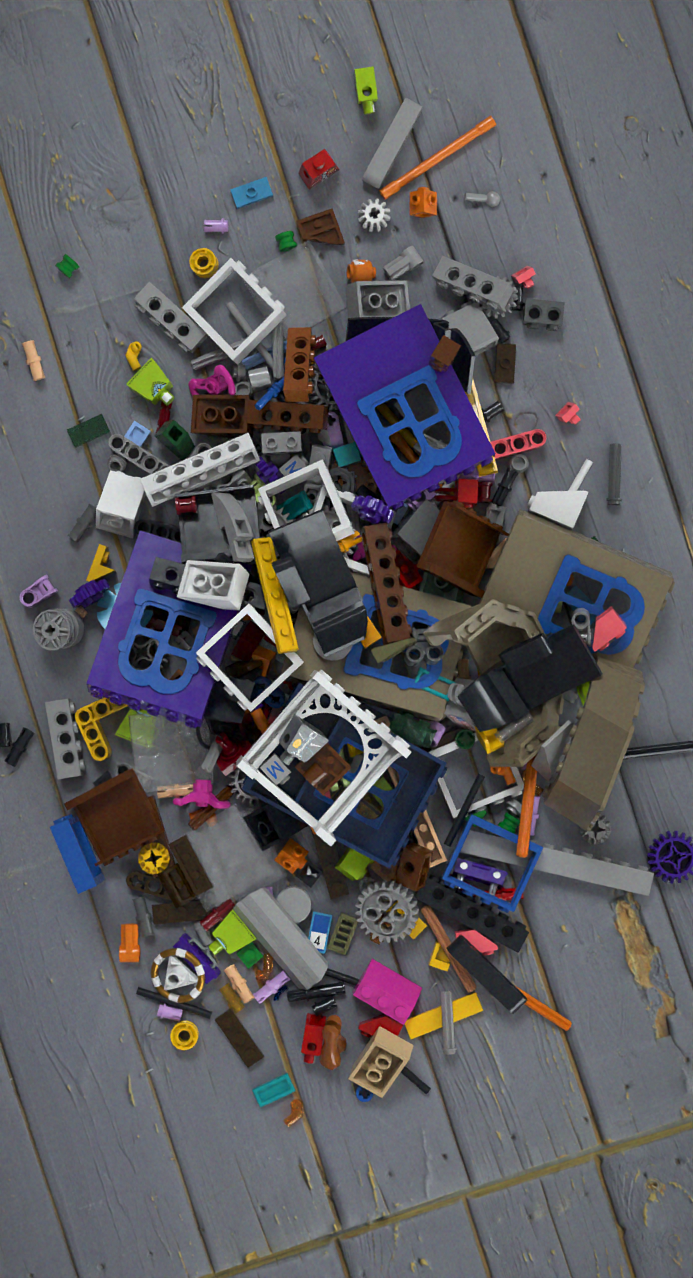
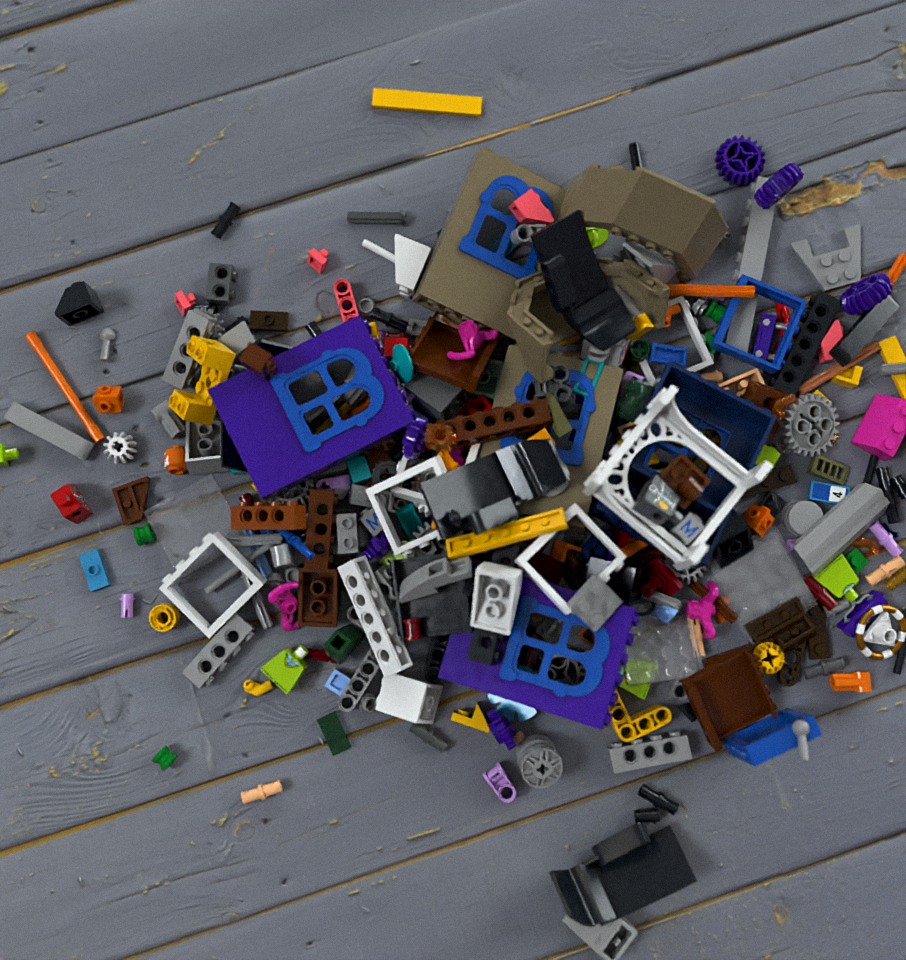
camera: 85 degrees left, 5 degrees down
(83, 872) = (801, 729): none -> light grey bar
(199, 756) = (664, 613): none -> light blue tile
(206, 678) = (594, 602): none -> light grey plate
(289, 544) = (455, 517): none -> black piece
(375, 525) = (436, 430): none -> clear orange brick
(406, 879) = (778, 409): none -> clear orange arm
(440, 816) = (713, 376): none -> light nougat pin
(447, 495) = (401, 363): none -> teal dish
(453, 310) = (216, 366): none -> yellow plate
(460, 768) = (662, 354): none -> blue plate
(464, 810) = (706, 352): black bar -> none
(474, 567) = (471, 339): none -> dark pink piece
(522, 170) = (78, 304): none -> black slope
(524, 978) = (866, 293): none -> dark purple gear
(556, 952) = (834, 268): none -> light grey wing
(612, 317) = (225, 220): none -> black pin
(636, 888) = (778, 185): none -> dark purple gear

